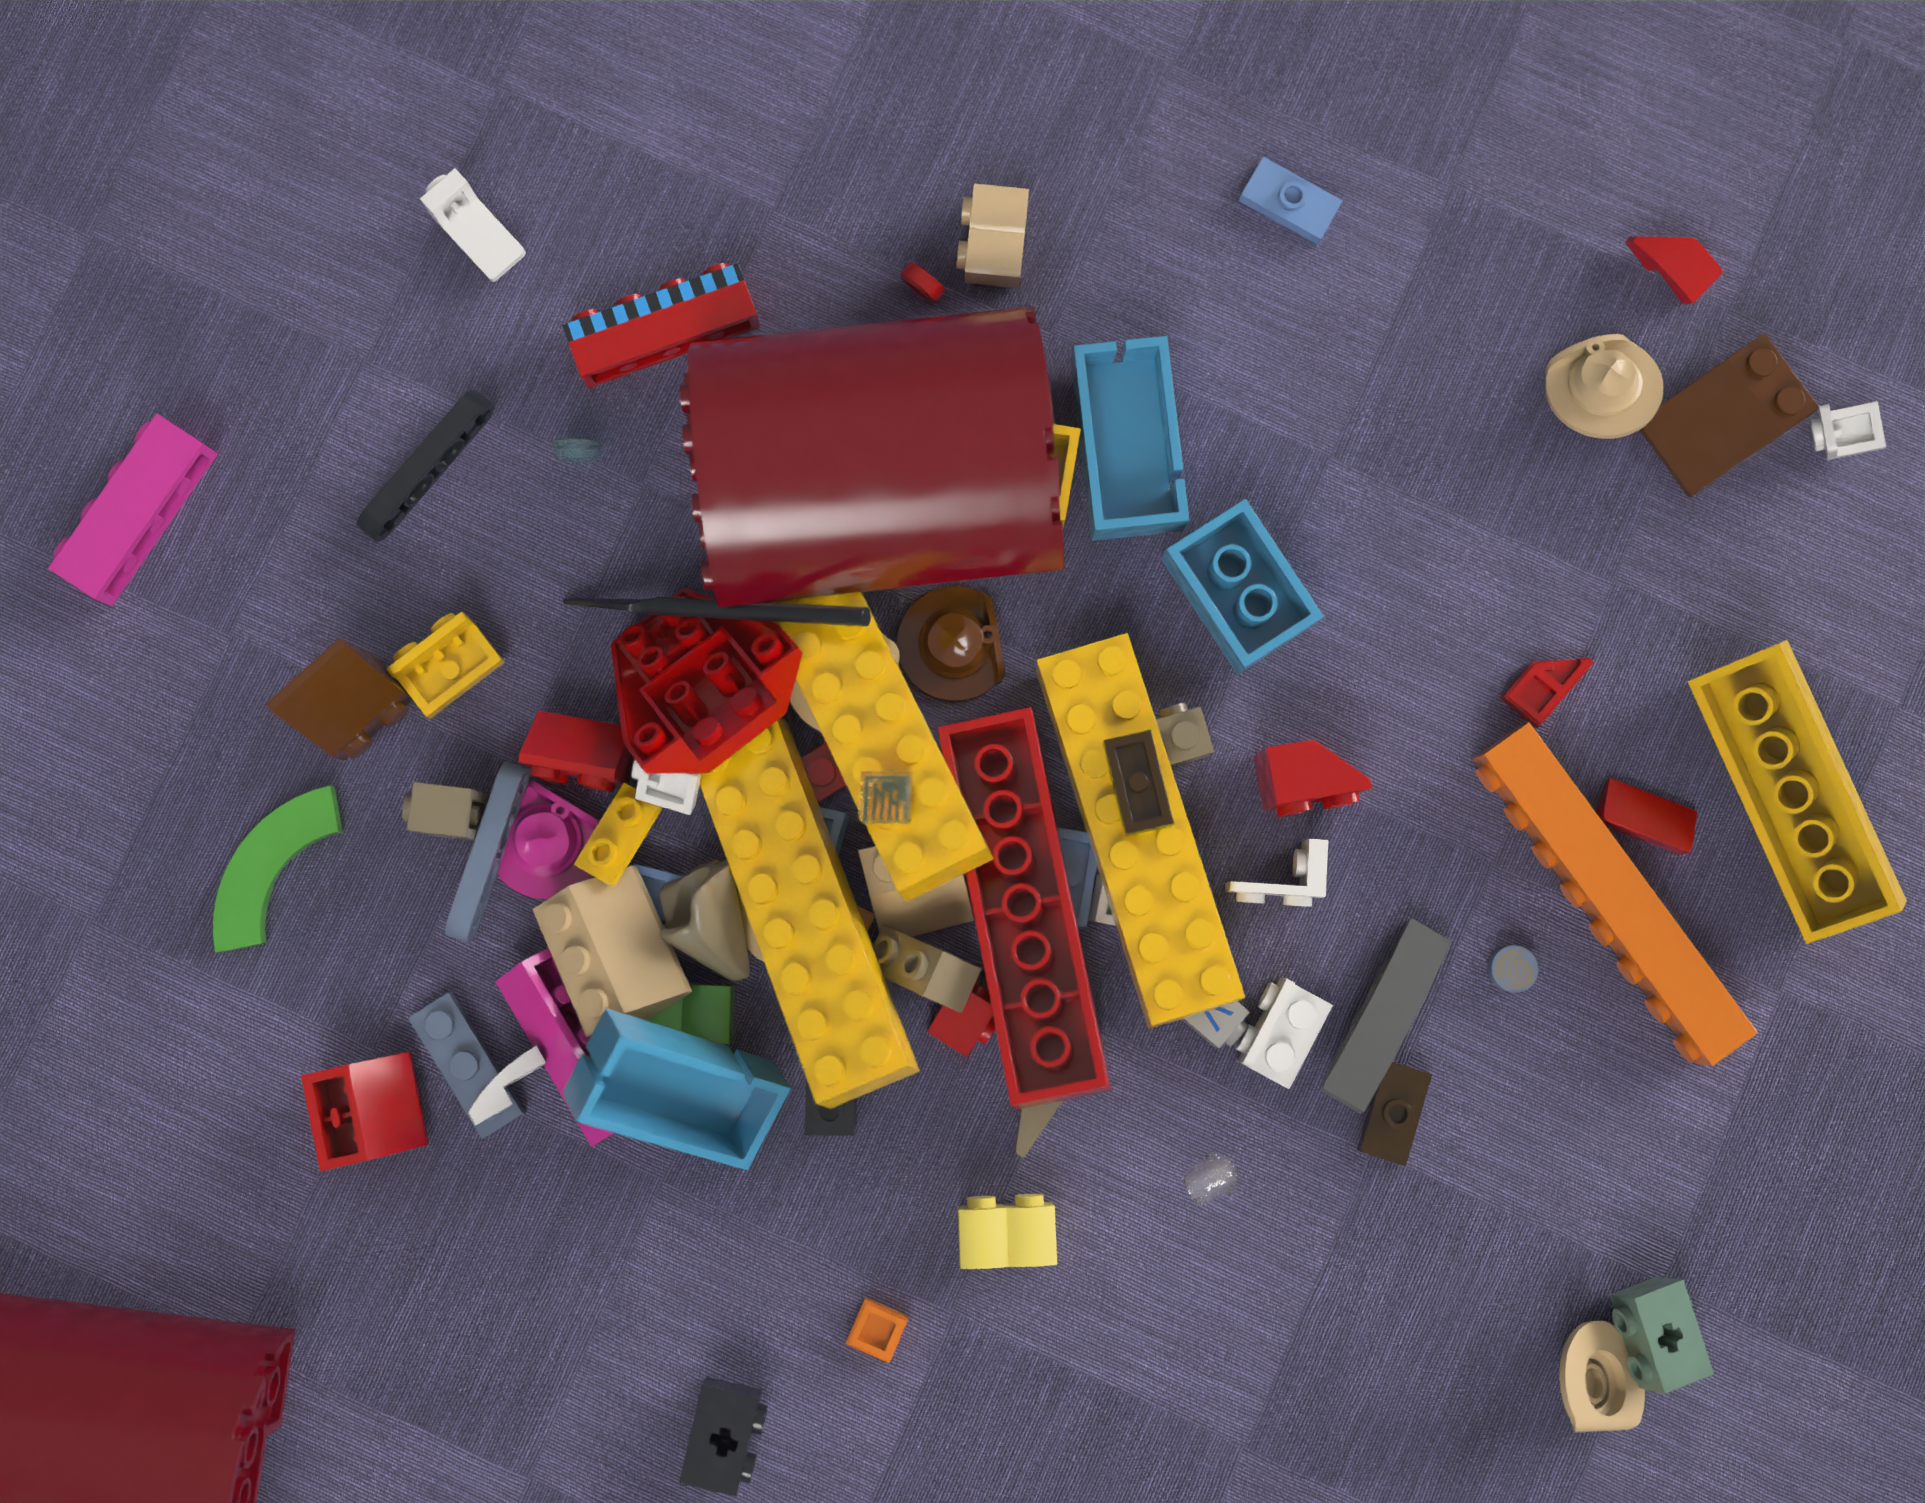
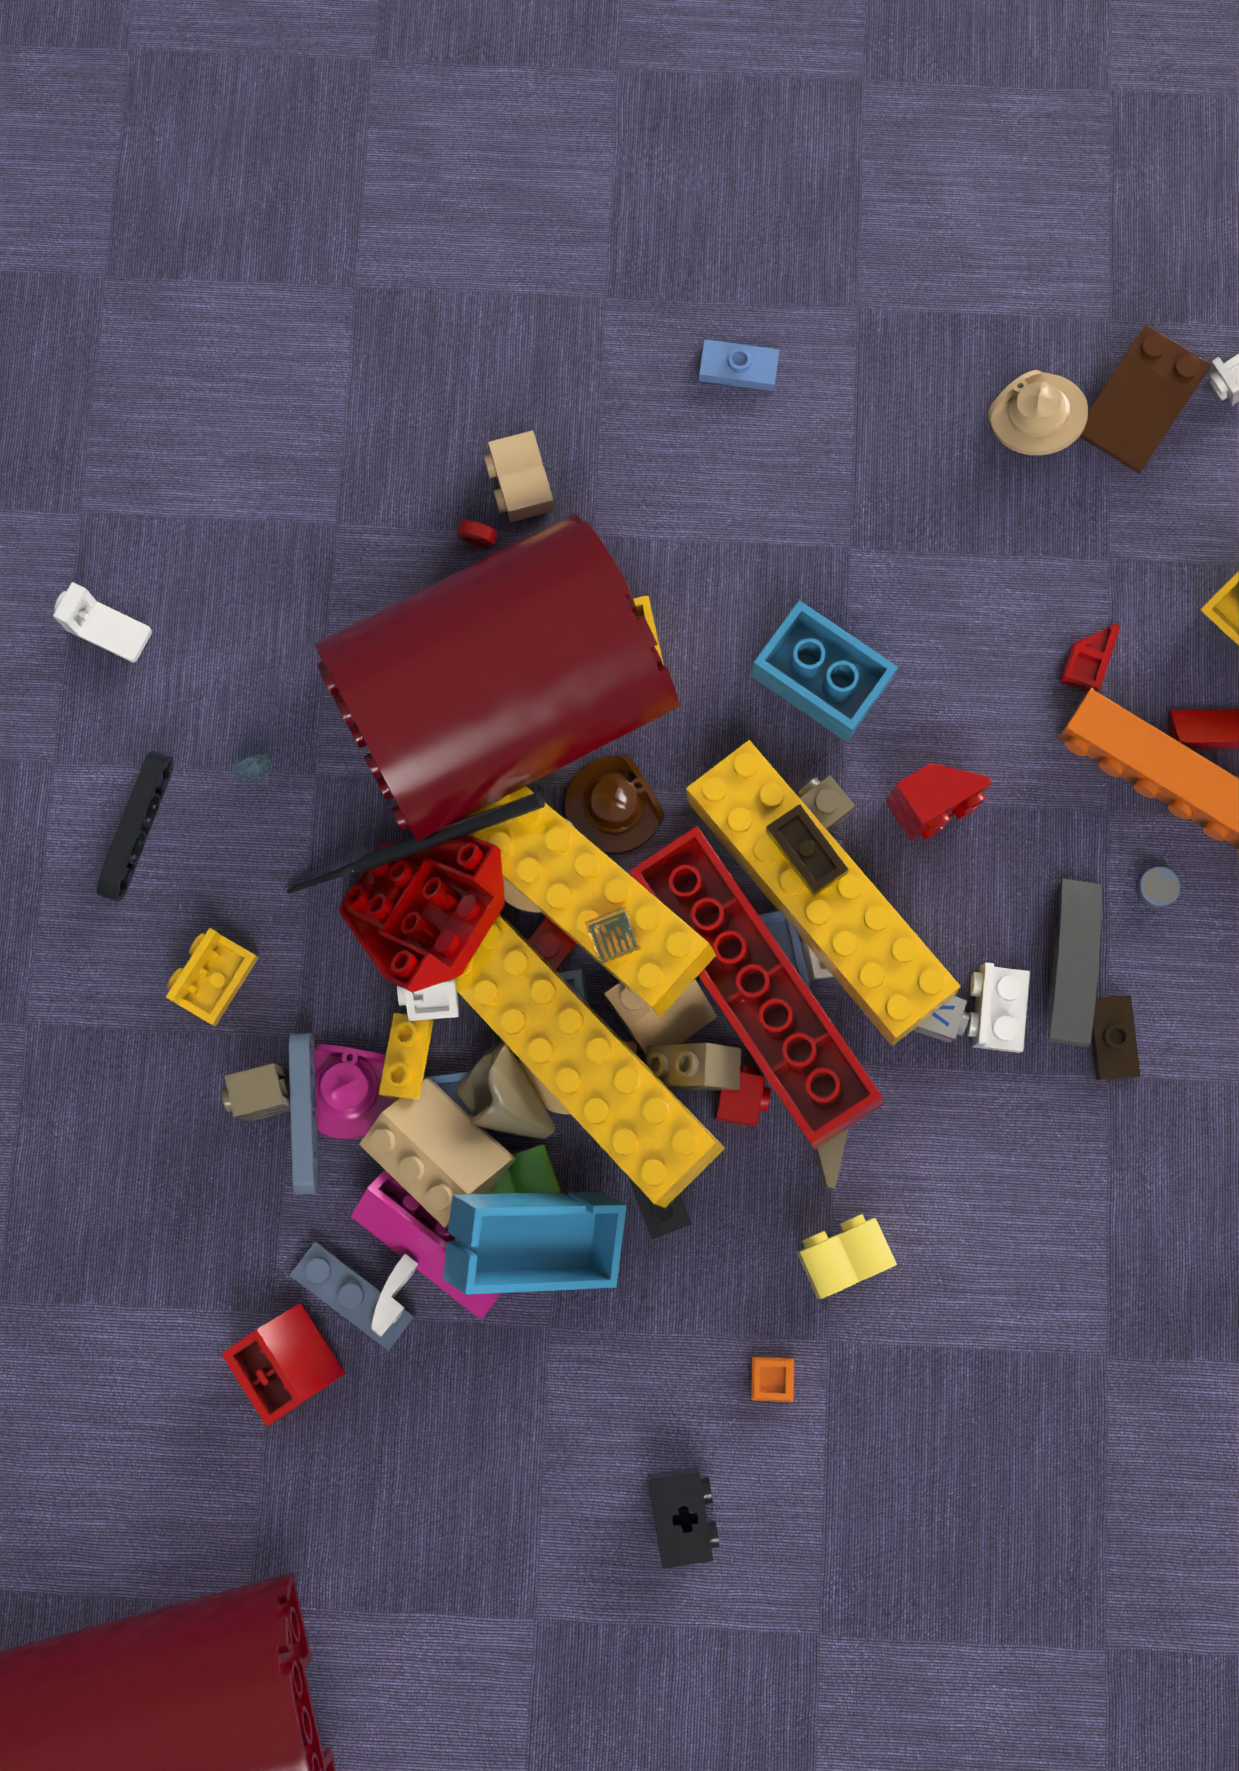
camera: 15 degrees left, 5 degrees down
(260, 858) = (118, 1197): bright green tile -> none
(342, 700) = (139, 1035): reddish brown slope -> none
(576, 748) = (347, 1003): red slope -> none
(661, 324) = (282, 644): red brick -> none
(1129, 439) = (689, 591): dark azure piece -> none
(1211, 1179) = (990, 1147): clear hose -> none
(1308, 864) = (965, 868): white bracket -> none
(1681, 263) = (1057, 298): red slope -> none

